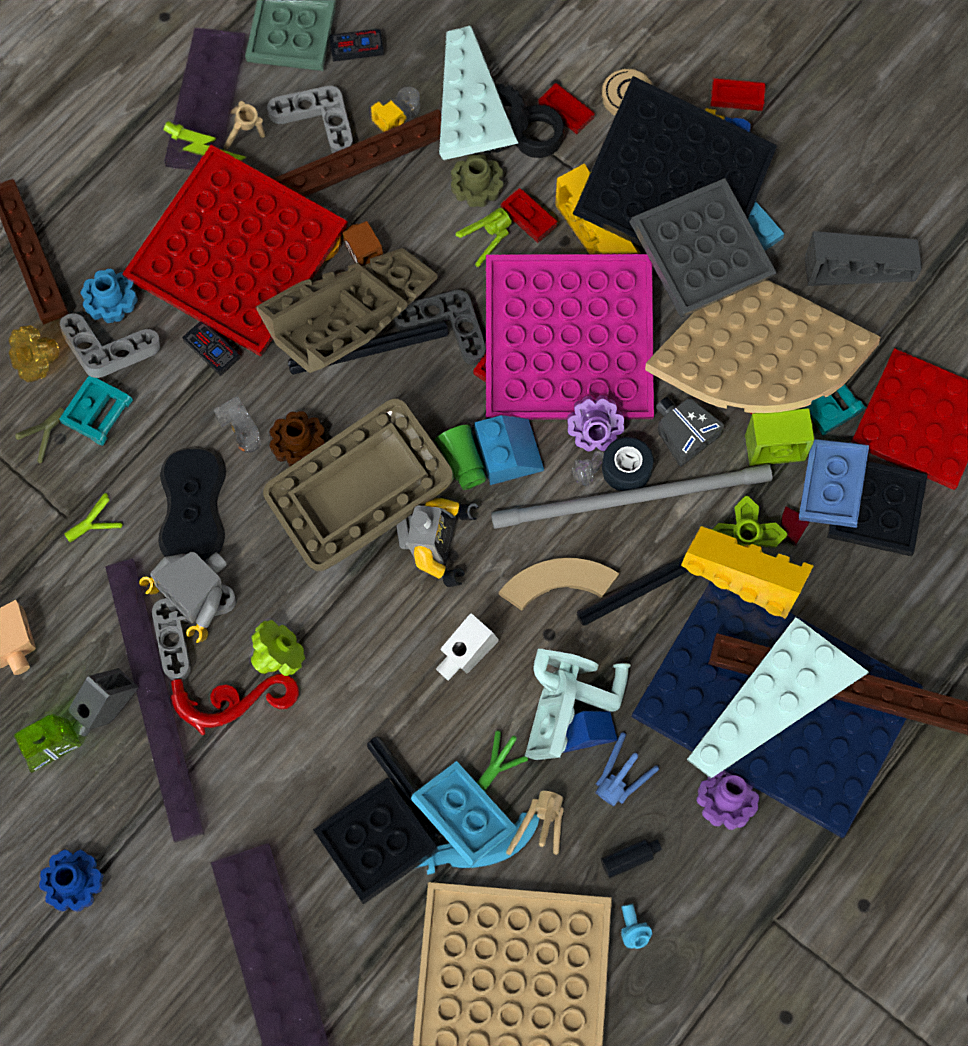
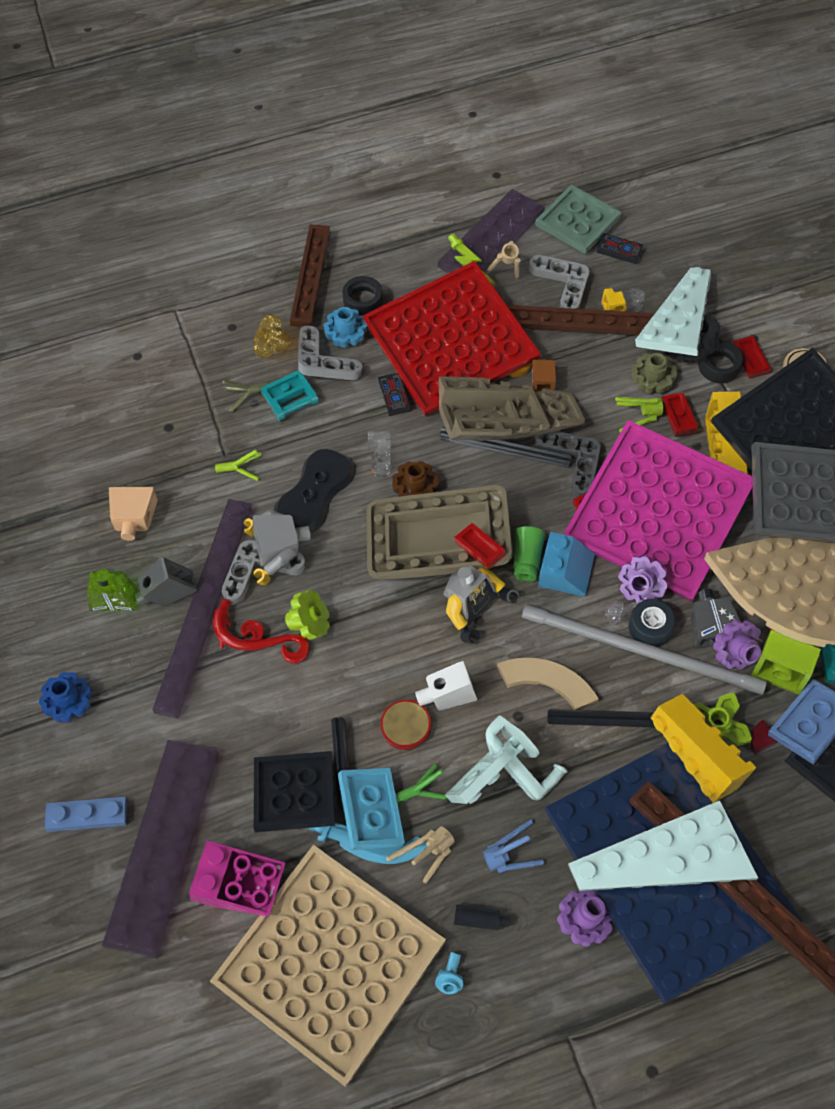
camera: 30 degrees right, 10 degrees down
(100, 230) = (362, 283): none -> black tyre
(174, 987) = (86, 814): none -> medium blue plate
(375, 961) = (236, 880): none -> dark pink slope
(414, 478) = (480, 546): none -> red tile
(444, 707) = (405, 724): none -> pearl gold tile
(590, 730) = (503, 801): blue slope -> none
(726, 443) = (738, 644): none -> medium lavender plant

